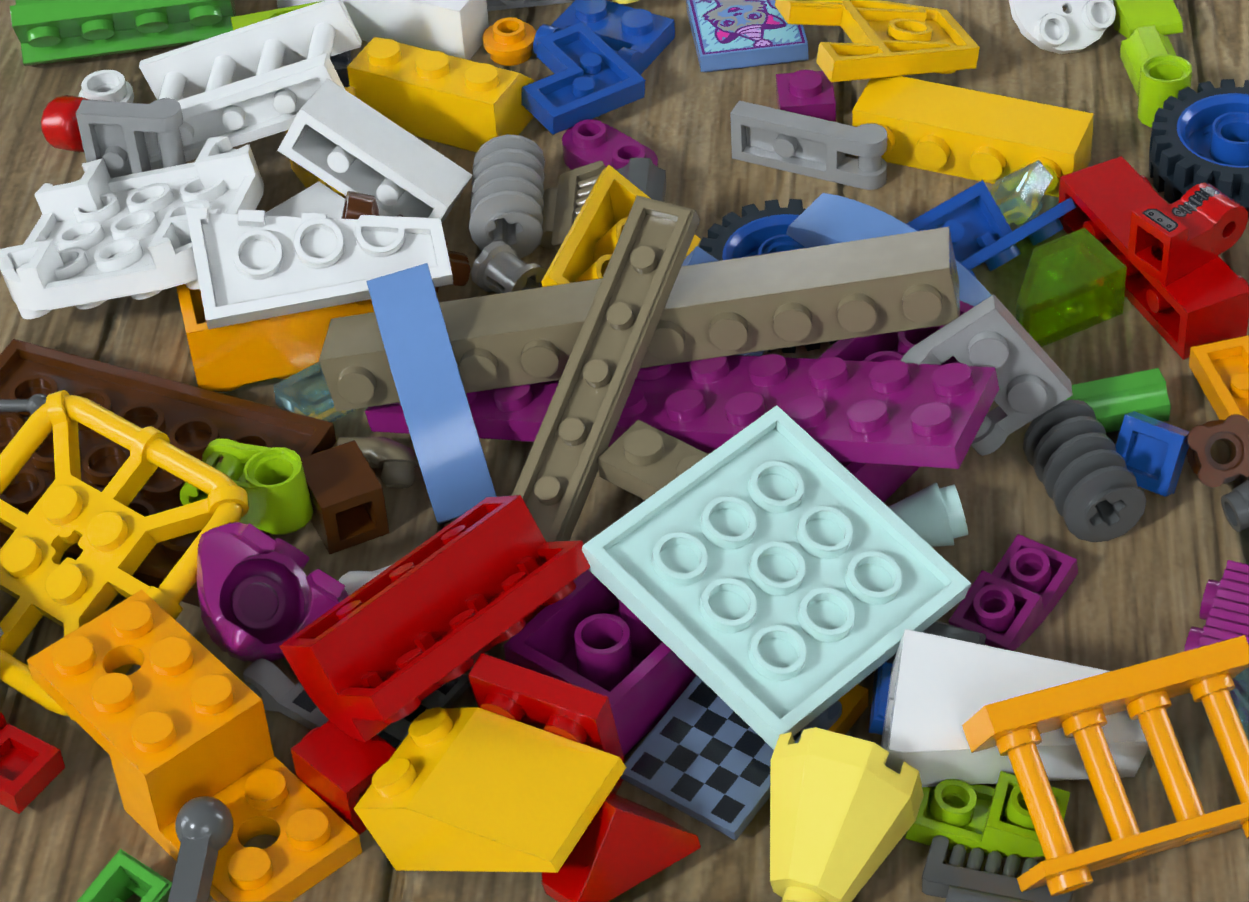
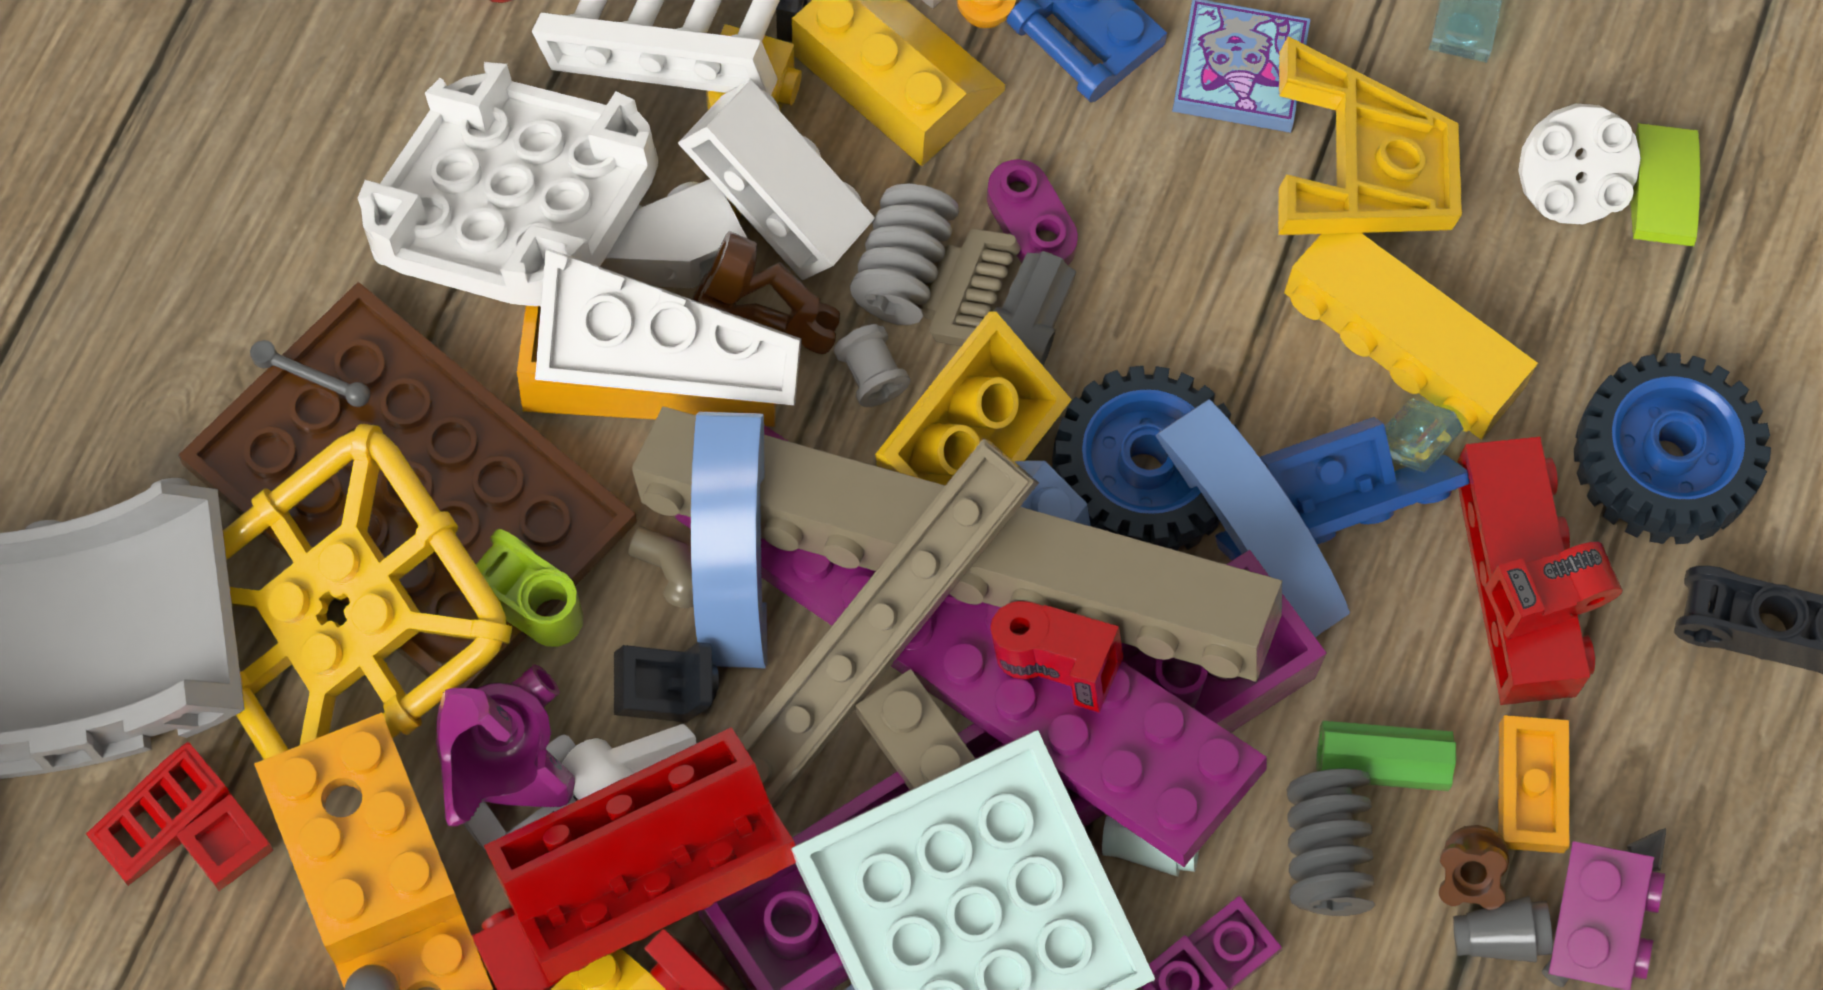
camera: 10 degrees right, 25 degrees up
(118, 129) = (536, 54): light grey plate -> none
(308, 395) = (616, 456): clear light blue plate -> none
(345, 497) = (615, 607): reddish brown brick -> none
(392, 532) = (664, 682): none -> black bracket
(585, 81) = (1046, 111): blue plate -> none
(768, 349) = (1060, 647): none -> red leg
(806, 94) = (1258, 194): magenta plate -> none
(809, 145) = (1237, 282): light grey plate -> none
(1025, 372) = (1281, 719): light grey plate -> none
(1070, 287) = (1416, 586): clear neon green slope -> none
(1152, 452) = (1407, 839): blue tile -> none
(1153, 70) = (1636, 305): lime piece -> none

